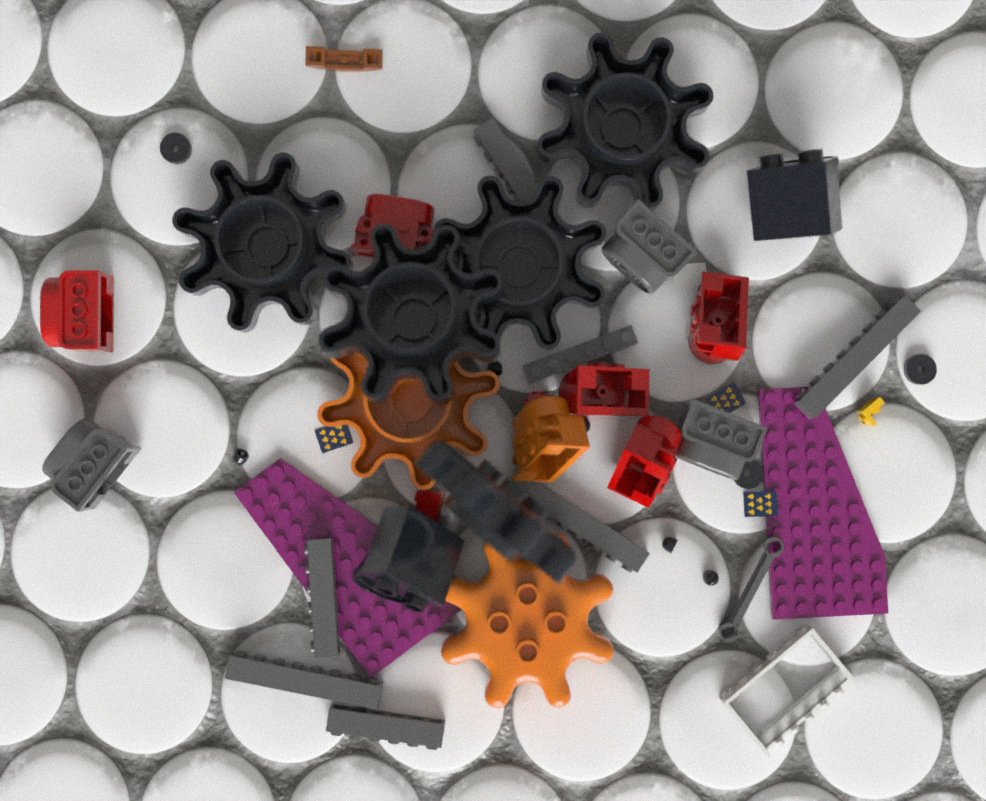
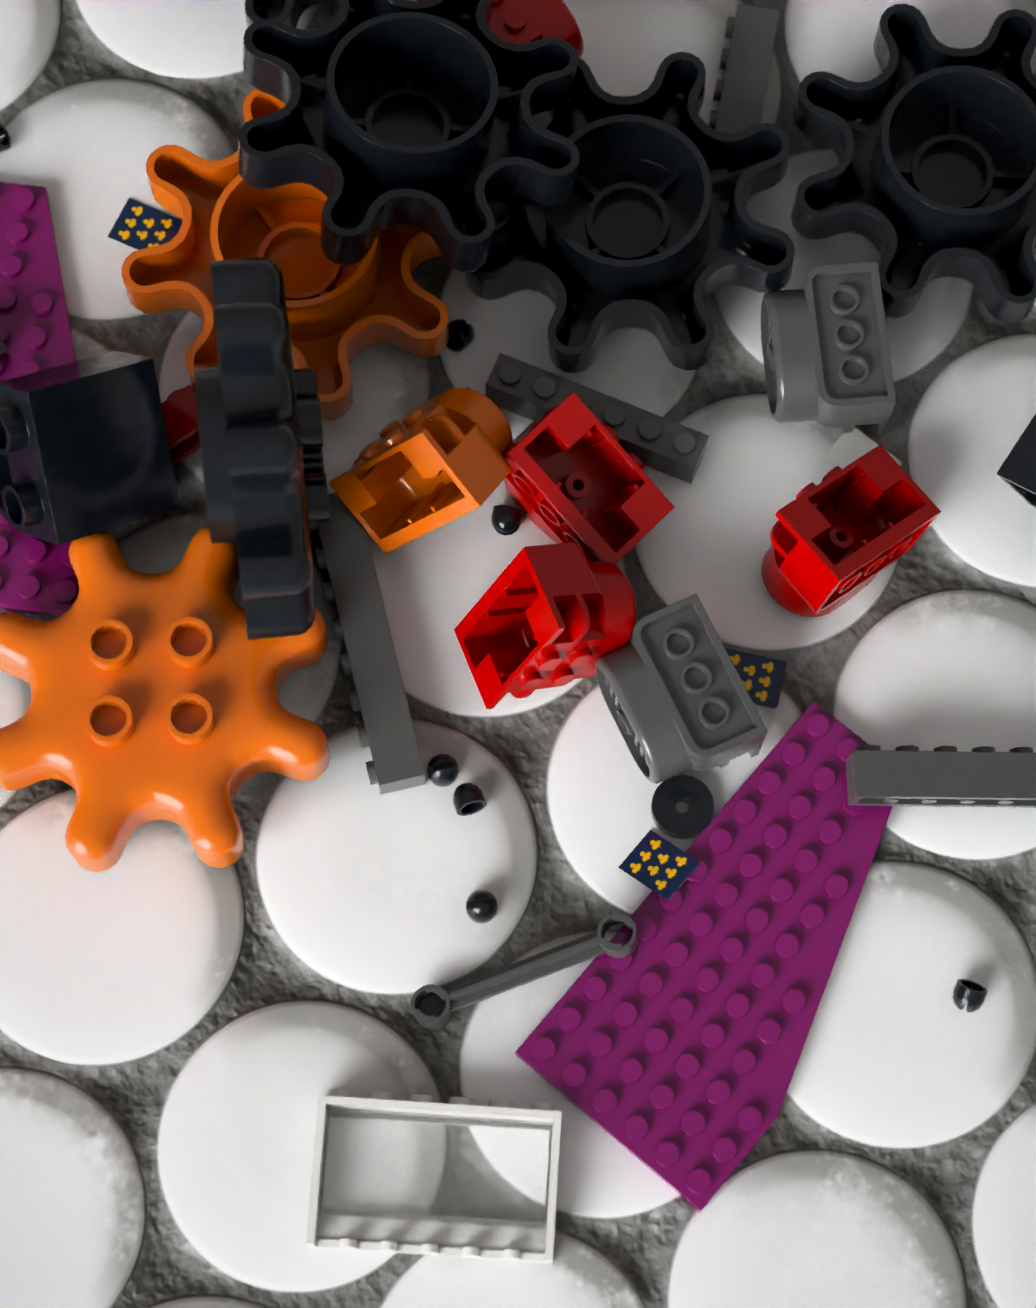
camera: 40 degrees right, 15 degrees down
(646, 538) = (445, 776): none -> black hinge
(870, 408) = (961, 878): yellow bracket -> none
(911, 447) = (969, 994): none -> black hinge

